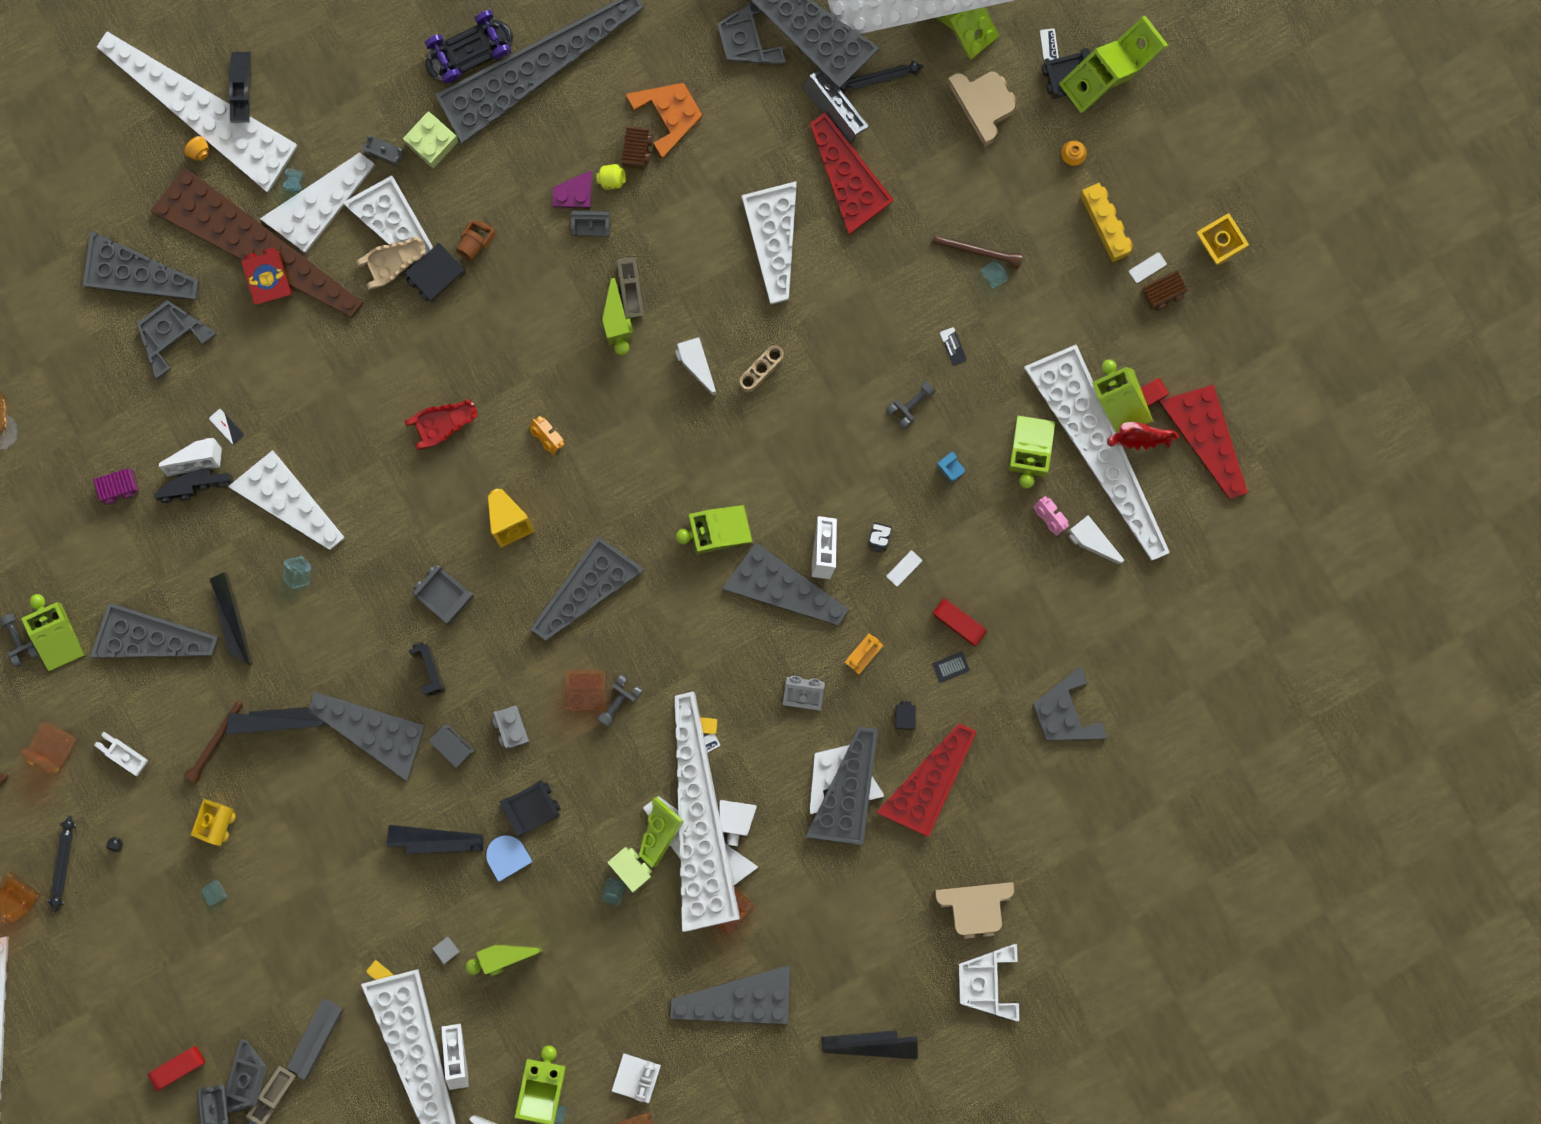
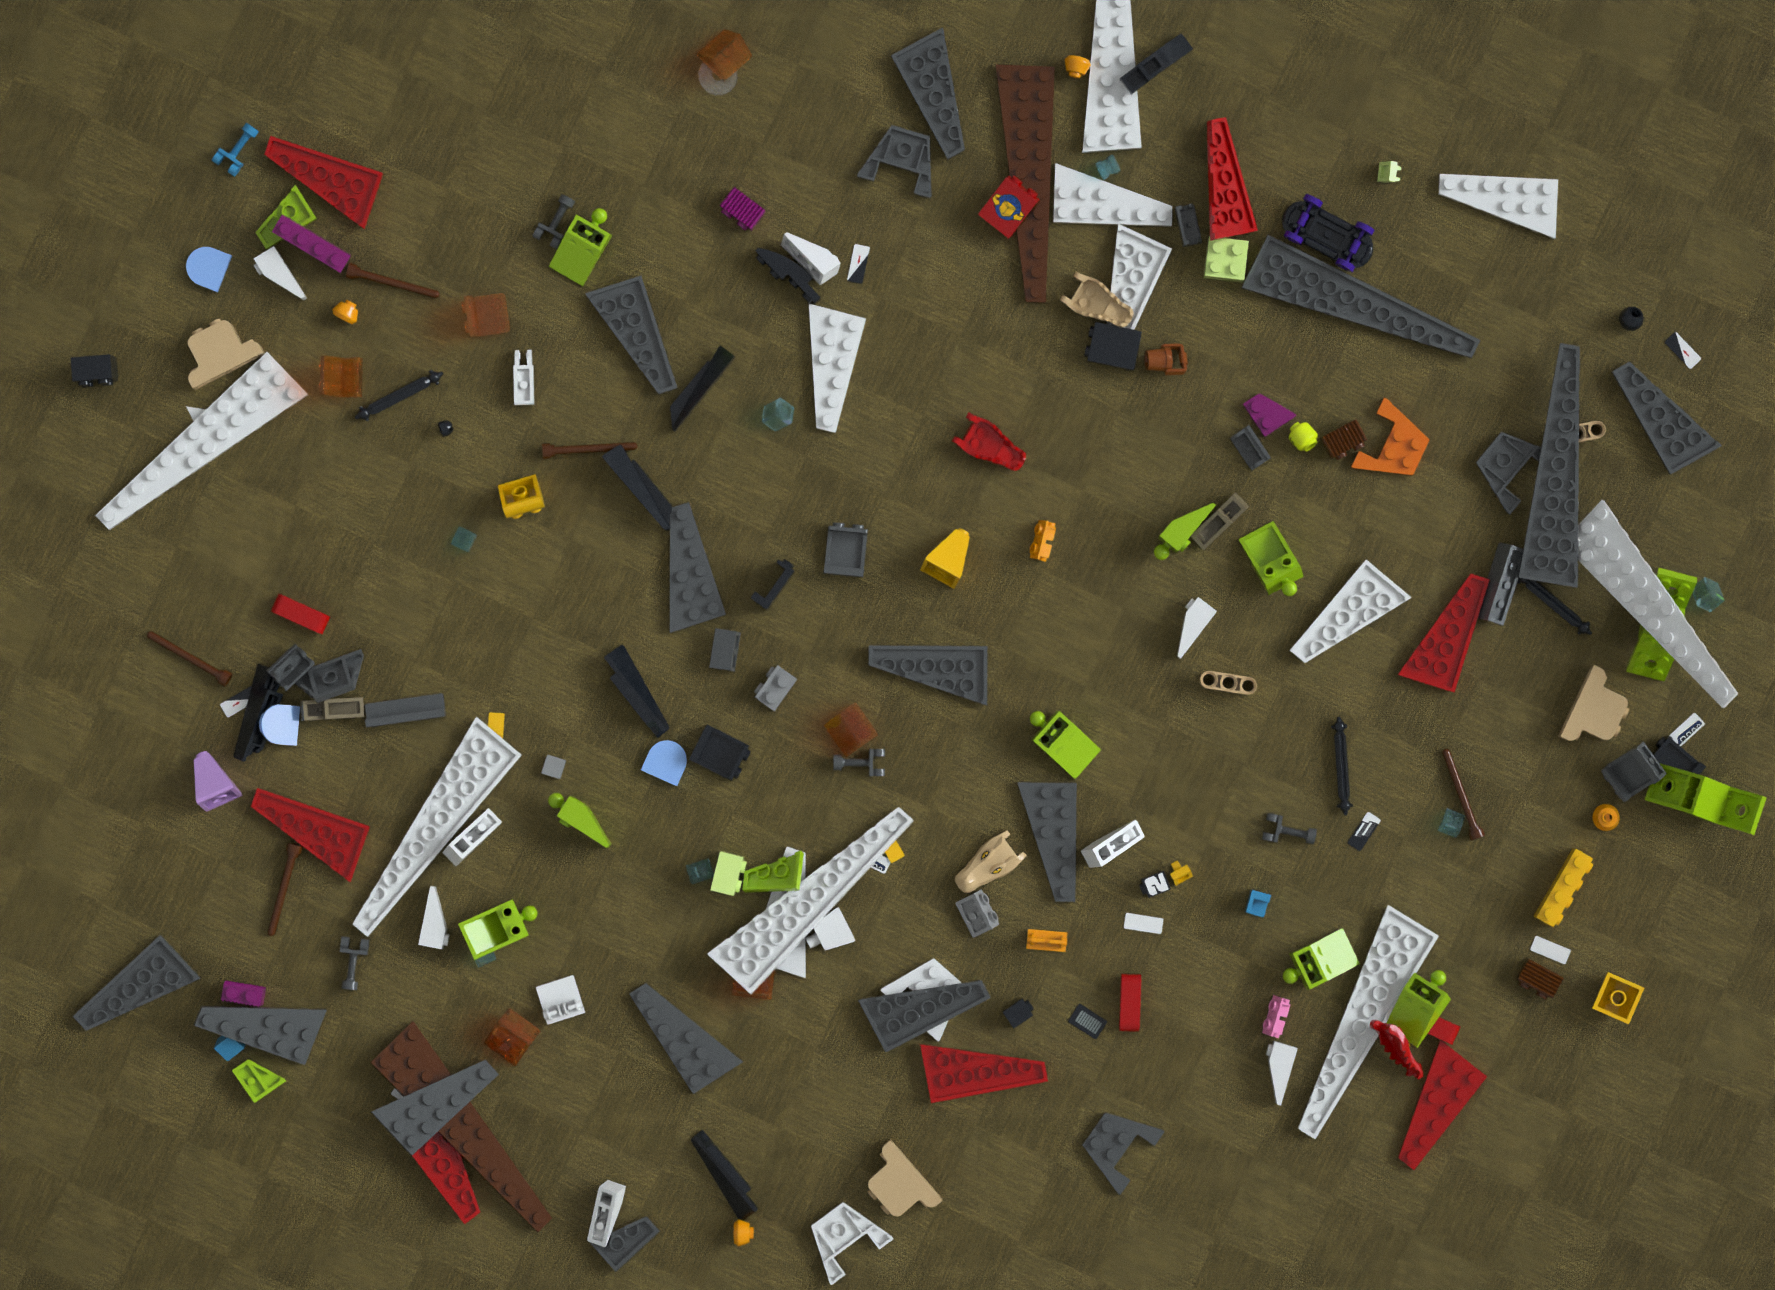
camera: 55 degrees right, 5 degrees up
(384, 104) = (1228, 199): none -> red wing
(690, 267) = (1272, 559): none -> lime slope
(771, 653) = (991, 862): none -> tan animal
(885, 511) = (1180, 873): none -> yellow tile
(889, 326) = (1342, 766): none -> black wheel
(927, 1063) = (742, 1232): none -> light orange cone
(1053, 105) = (1633, 771): none -> dark grey panel

